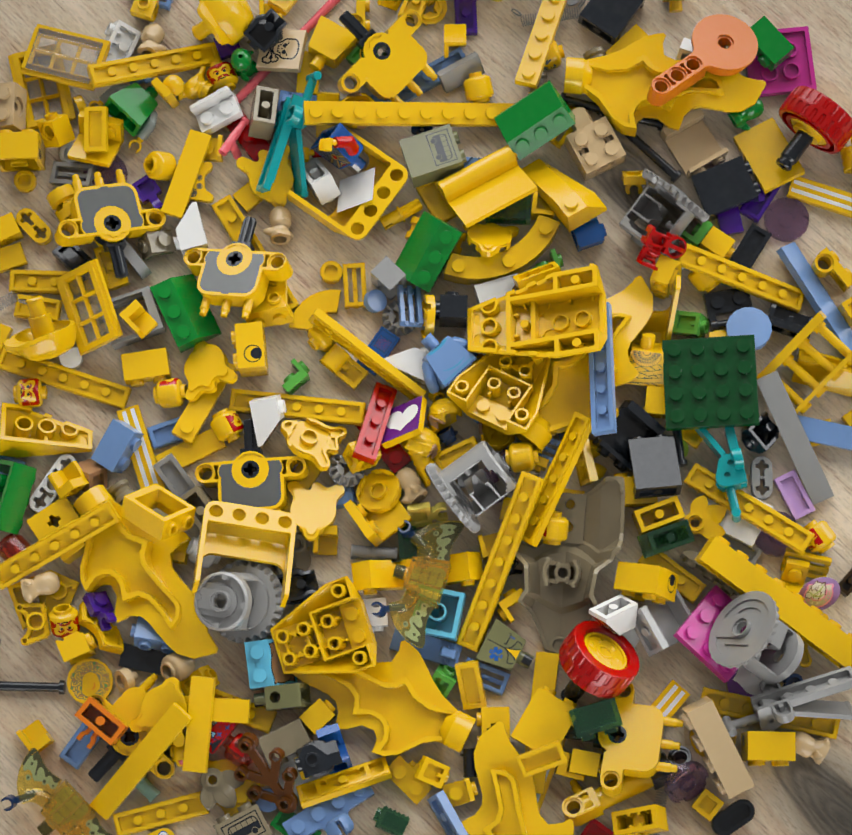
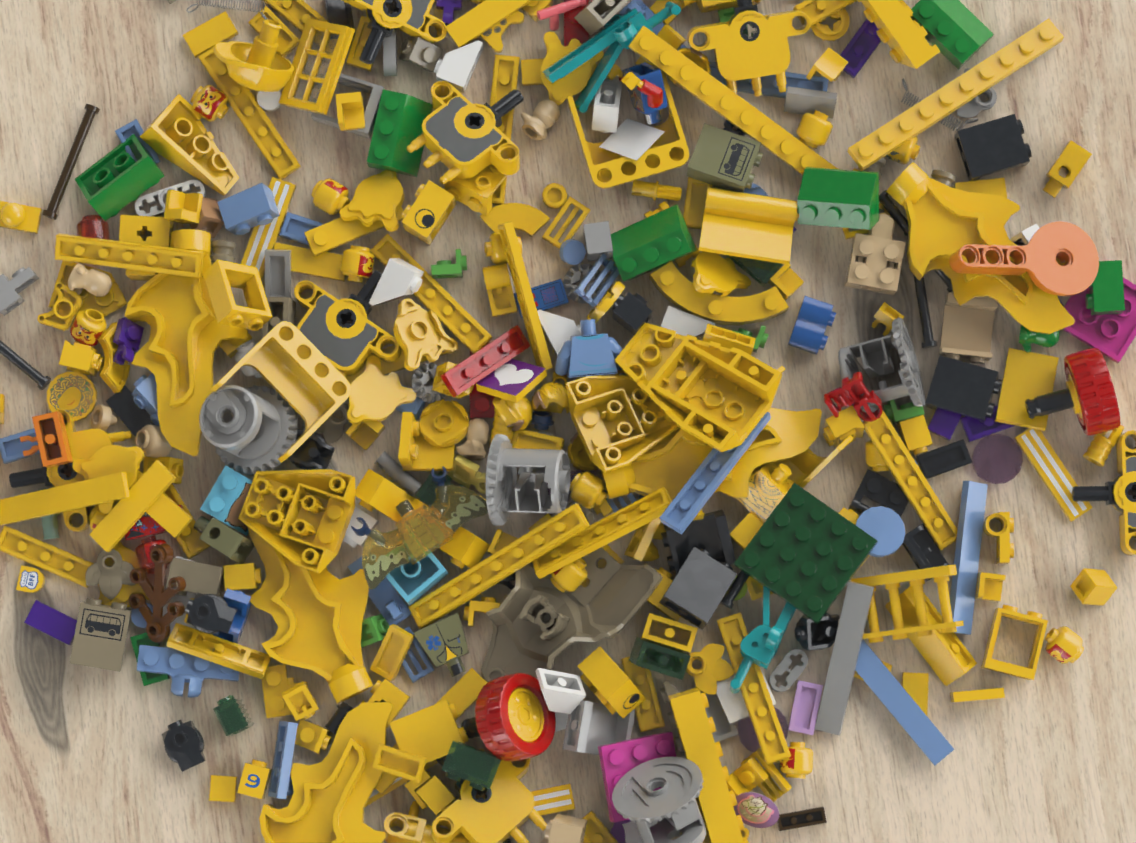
camera: 40 degrees right, 5 degrees up
(146, 366) = (327, 157): yellow brick -> none
(566, 197) = (813, 286): yellow wedge -> none
(690, 324) = (834, 487): bright green bracket -> none

